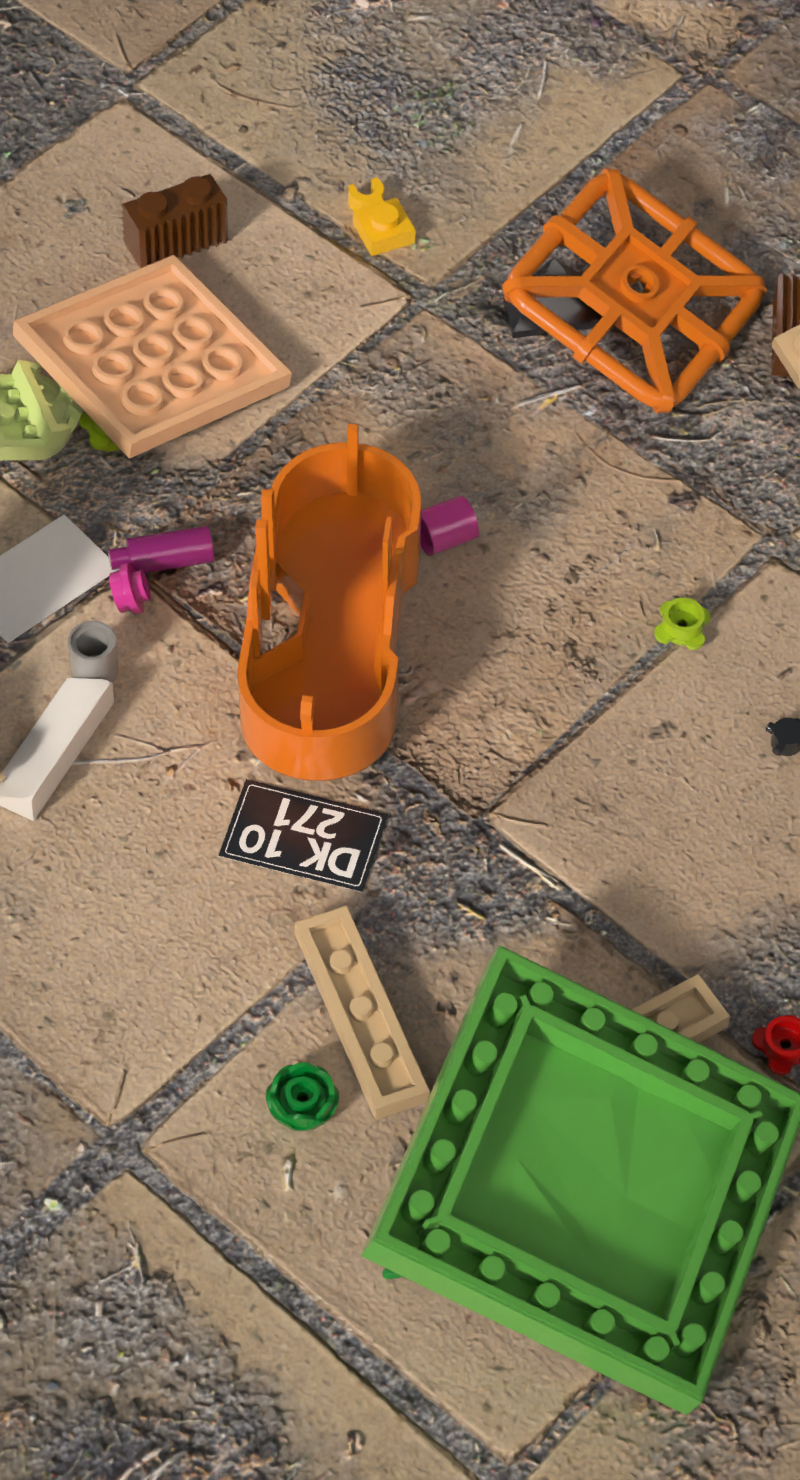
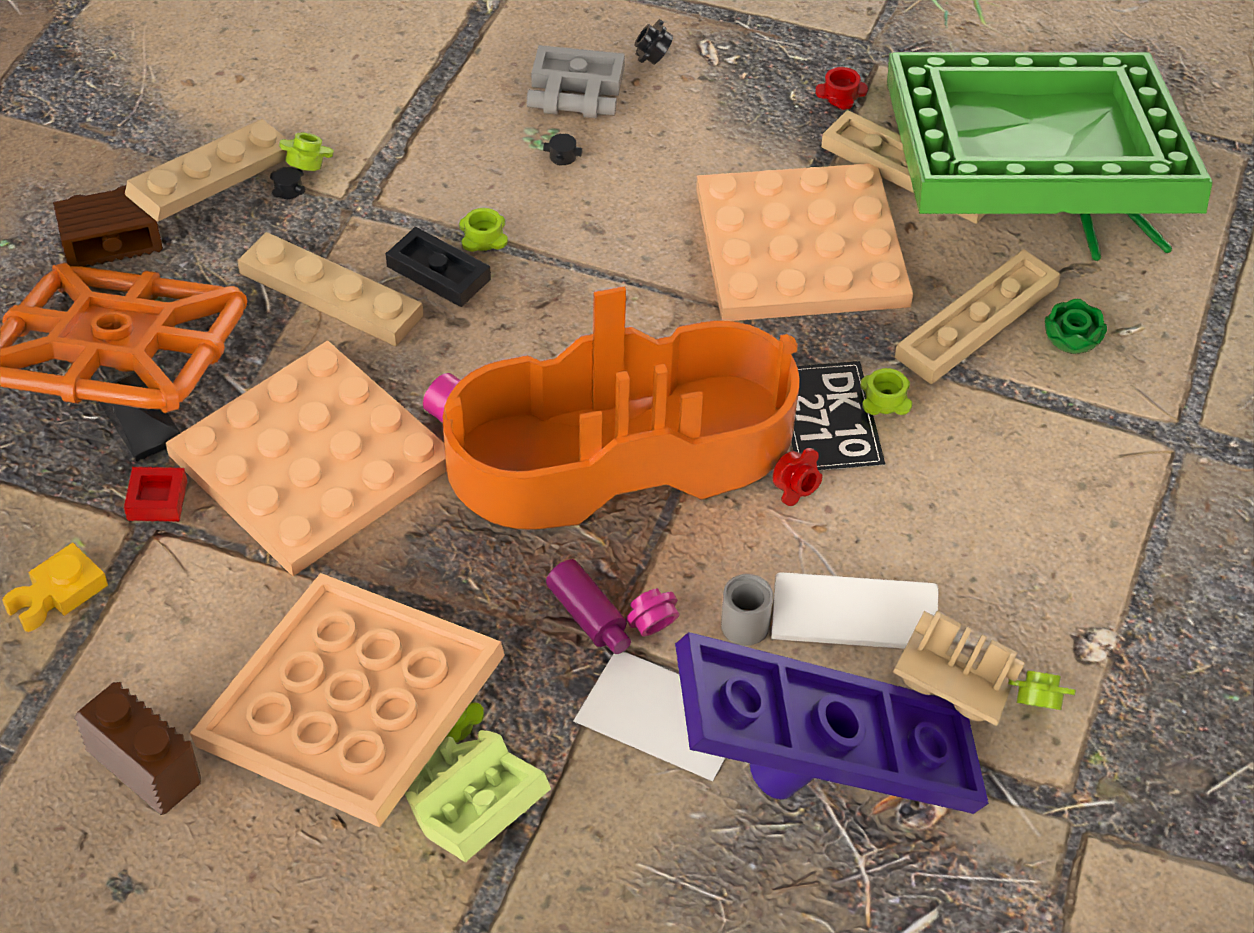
camera: 110 degrees left, 5 degrees down
(225, 756) = (797, 475): none -> red plate
(298, 870) = (886, 392): none -> lime plate
(442, 292) = (155, 494): none -> red plate
(451, 409) = (310, 456): none -> light nougat plate
(557, 889) = (802, 242): none -> light nougat plate
(641, 567) = (438, 266): none -> black plate
(655, 483) = (331, 288): none -> tan plate

